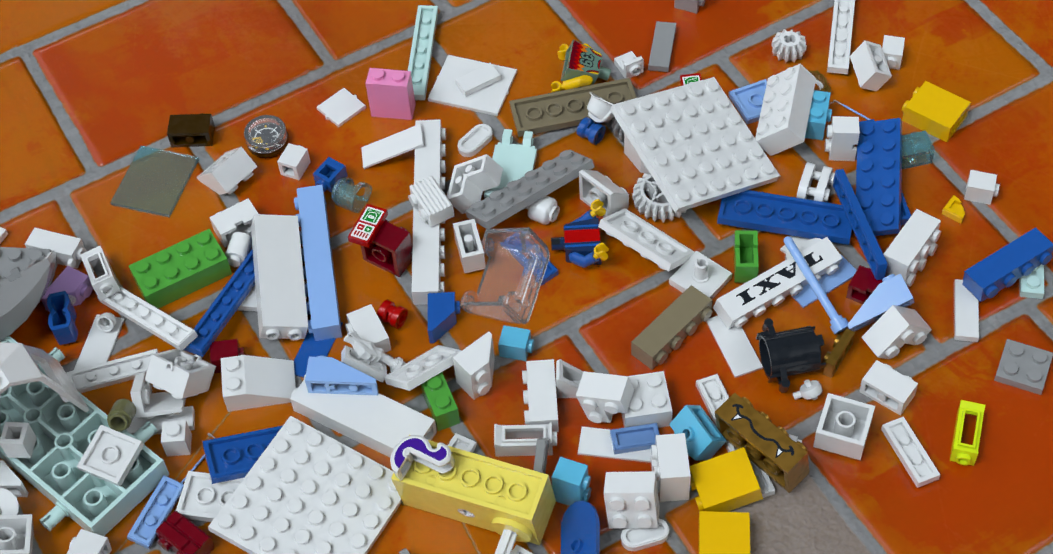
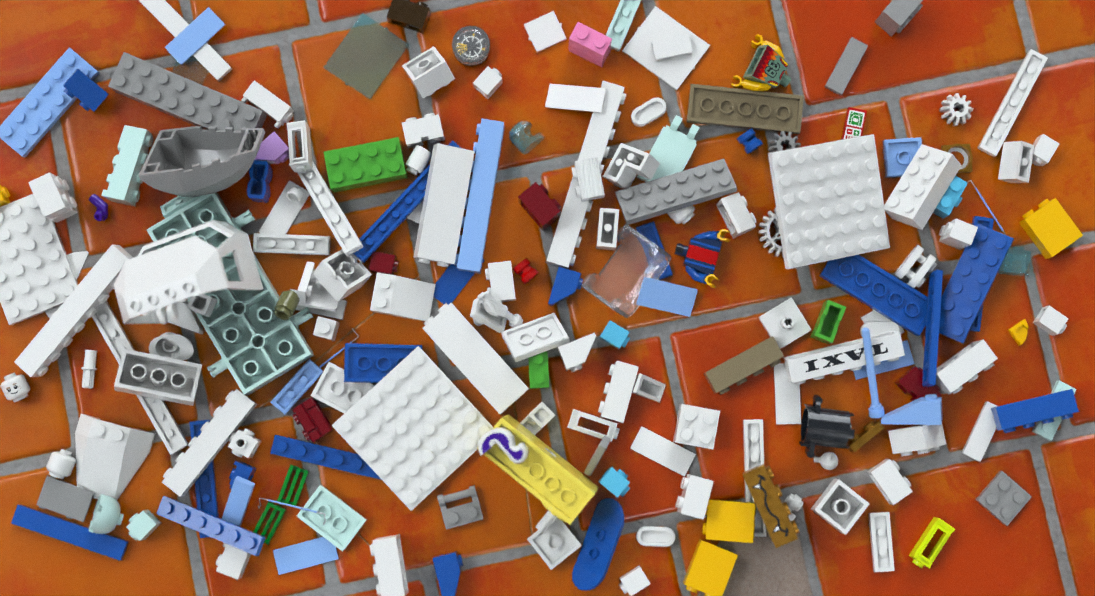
camera: 15 degrees right, 30 degrees up
(110, 455) = (270, 339): white plate -> none
(329, 173) = (515, 103): blue brick -> none
(334, 377) = (459, 324): light blue slope -> none
(367, 225) = (527, 193): tile -> none
(559, 287) = (666, 296): none -> light blue piece
(599, 109) = (767, 130): white piece -> none
(604, 395) = (666, 419): white brick -> none
(629, 64) = (809, 77): white bracket -> none
(631, 499) = (653, 515): white brick -> none
(633, 438) = (678, 453): medium blue tile -> none
(646, 239) = (754, 274): white plate -> none
(701, 434) = (726, 471): medium azure brick -> none

